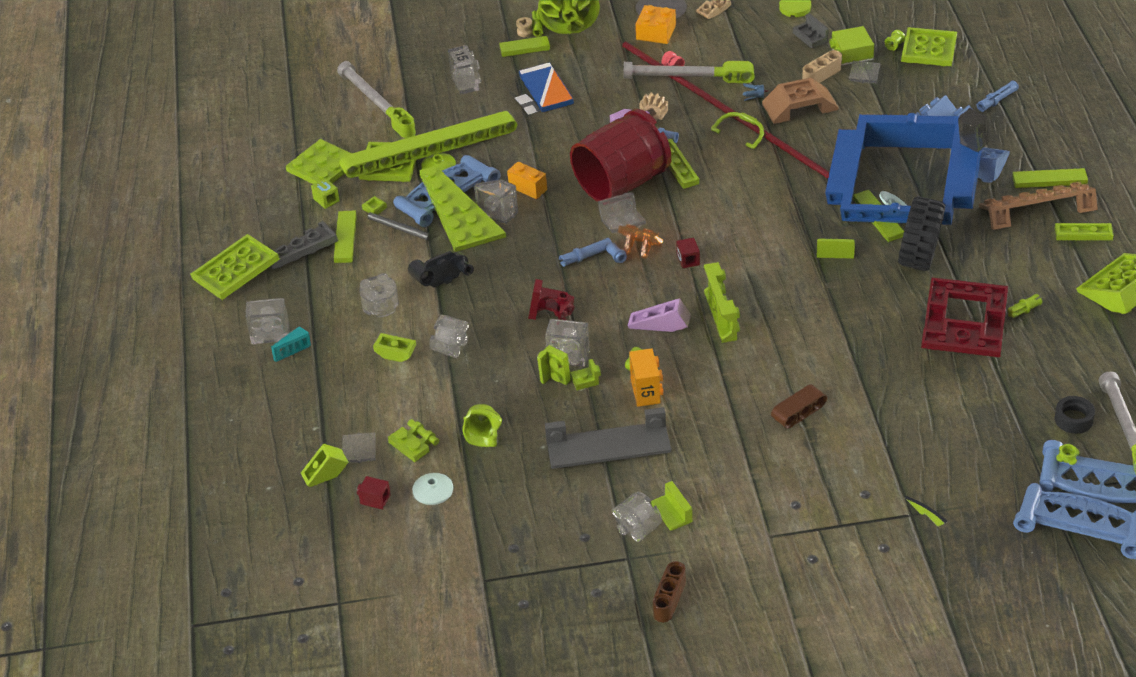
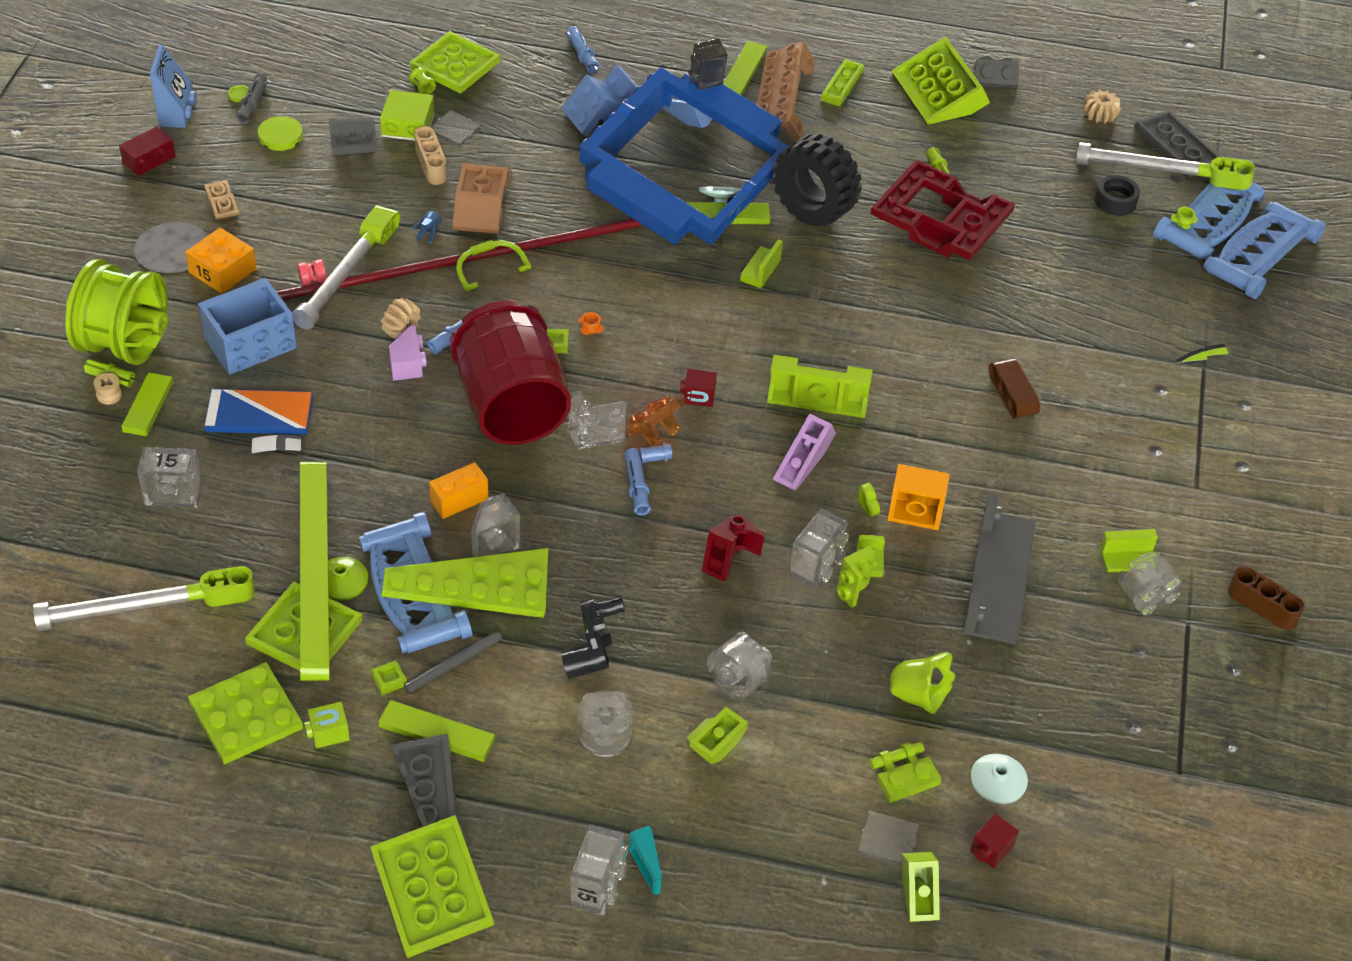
camera: 75 degrees left, 5 degrees up
(601, 51) = (247, 326): none -> medium blue container
(716, 188) = (590, 323): none -> orange plate

